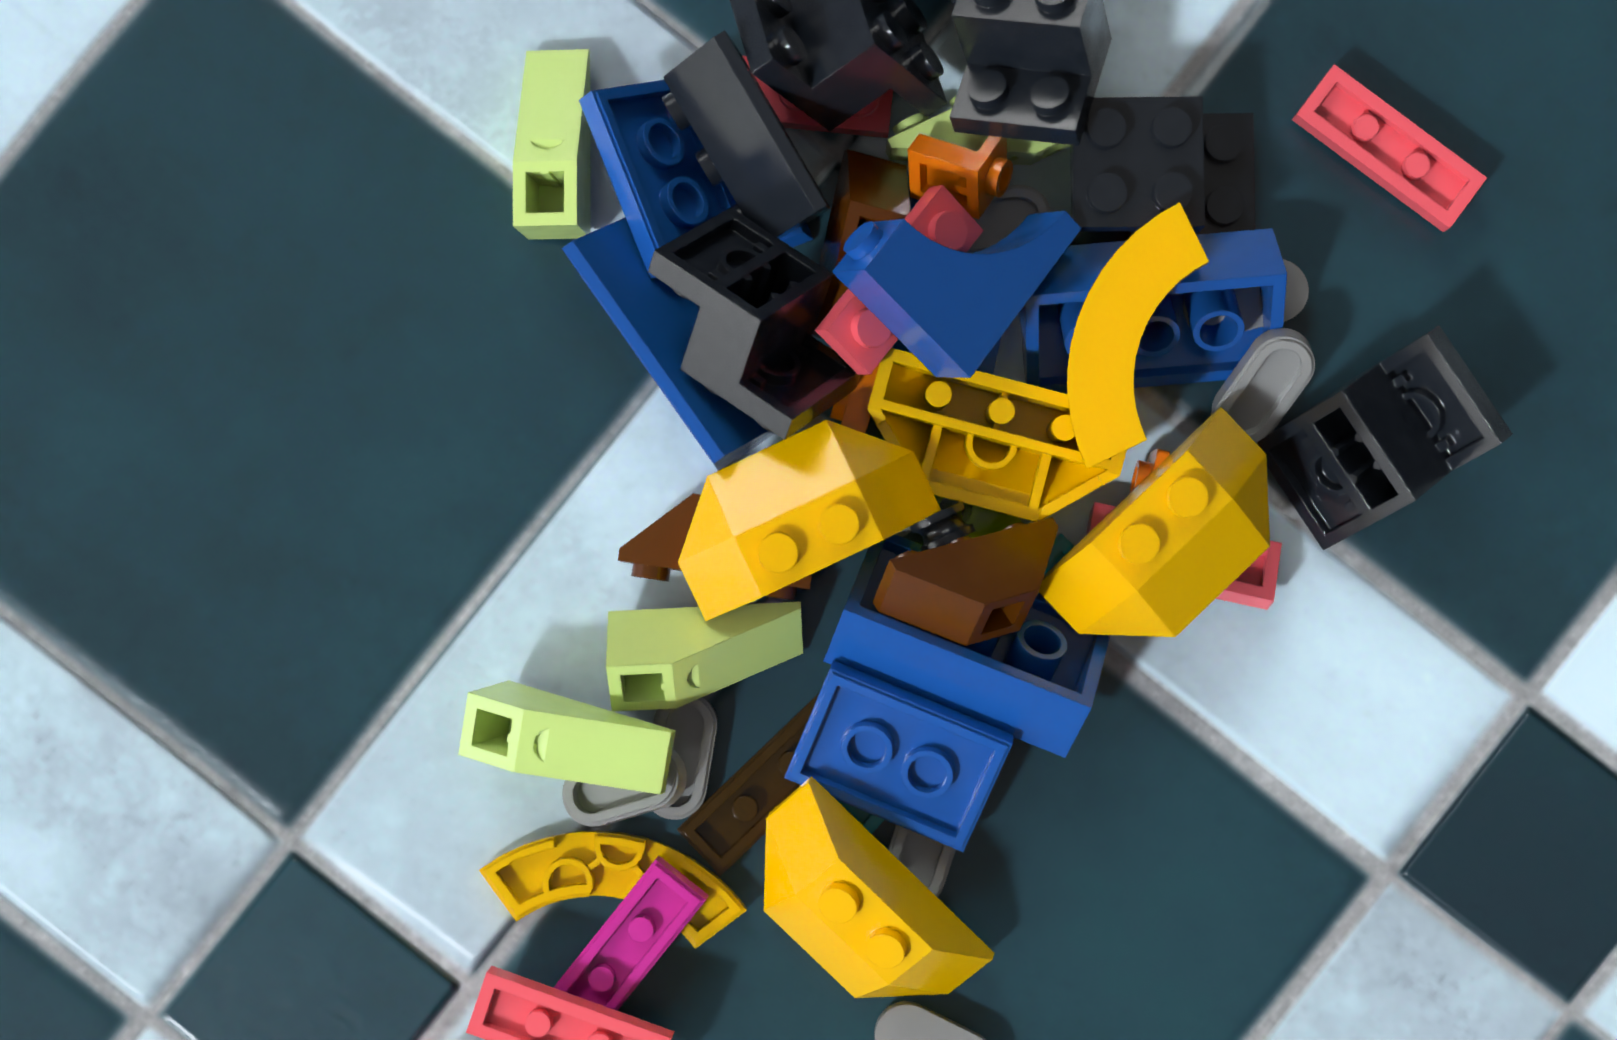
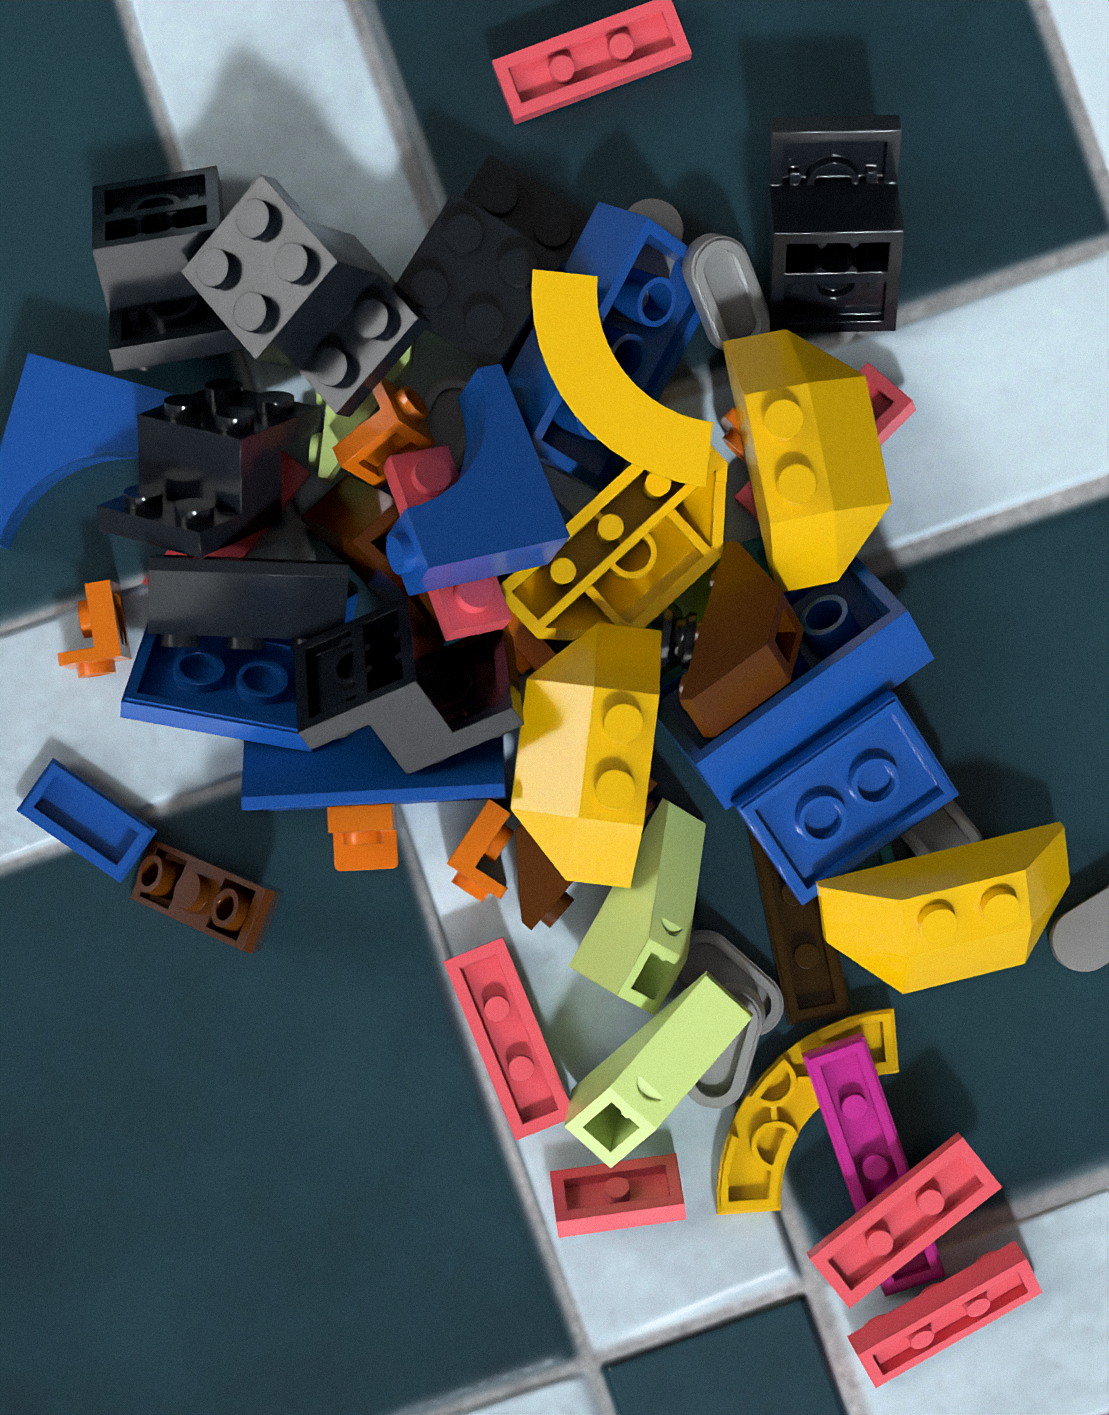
camera: 60 degrees left, 0 degrees up
(443, 782) = (617, 1197): none -> coral plate
(476, 273) = (207, 896): none -> reddish brown slope
(479, 133) = (87, 820): none -> blue tile
(517, 599) = (508, 1038): none -> coral plate
(553, 147) = (140, 763): yellowish green slope -> none
(610, 371) = (364, 836): none -> orange bracket
(653, 42) = (105, 621): none -> orange bracket
(671, 472) = (484, 839): none -> orange bracket

